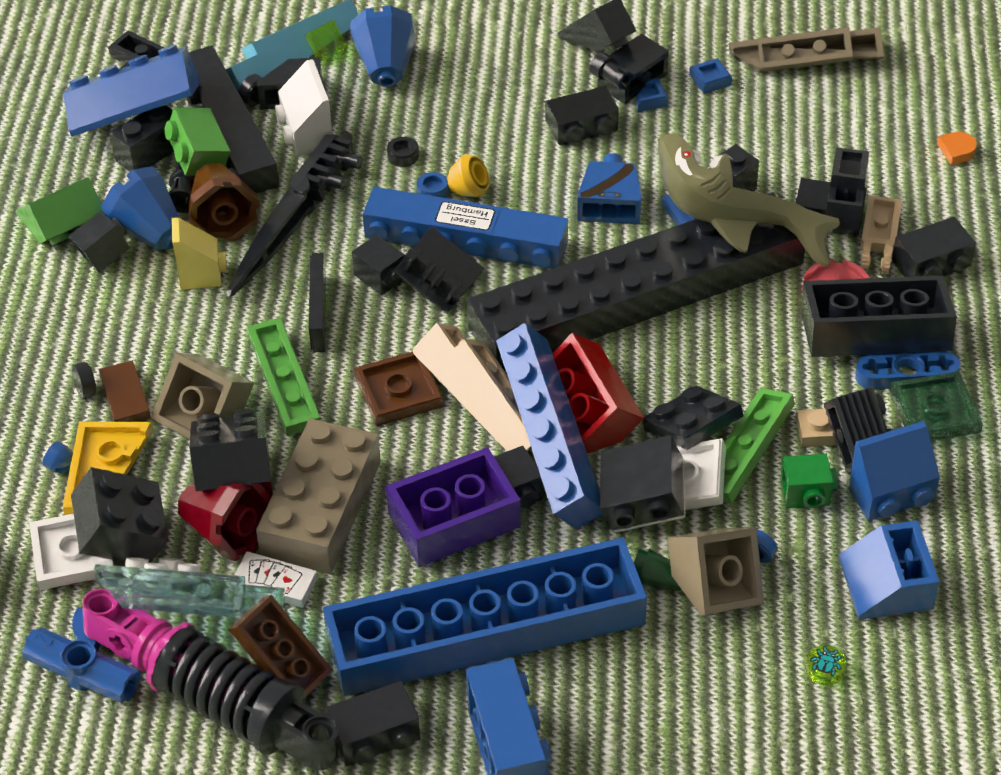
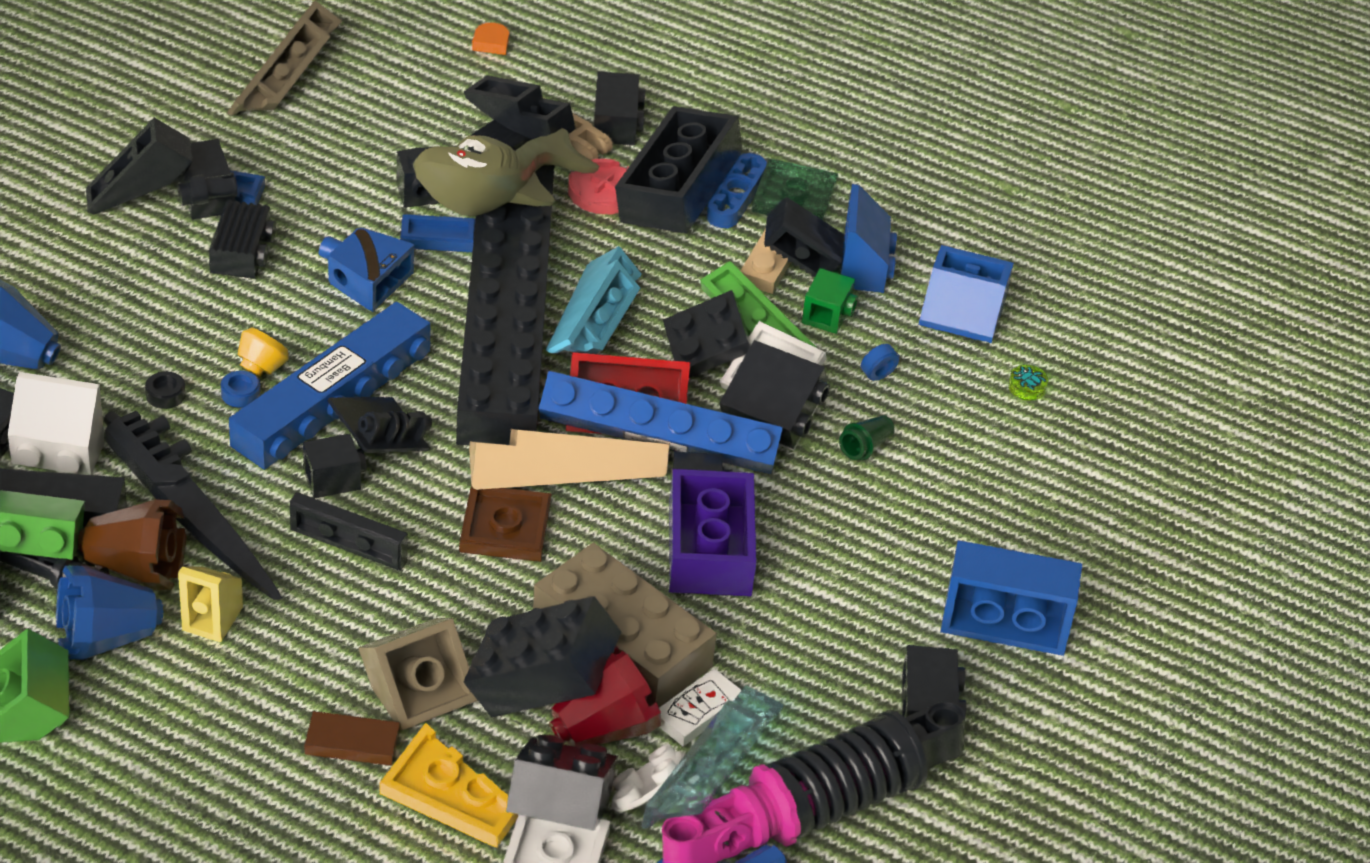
camera: 70 degrees left, 5 degrees down
(58, 457) = (412, 823): blue hinge -> none
(83, 379) = (313, 761): black tile -> none
(100, 241) = (112, 670): black brick -> none
(280, 645) = (810, 712): reddish brown piece -> none
(283, 375) = (428, 597): bright green plate -> none
(484, 616) = (858, 568): blue brick -> none
(670, 337) = (597, 304): none -> medium azure wedge
(710, 76) = (254, 138): blue tile -> none
(718, 568) = (897, 389): dark tan slope -> none

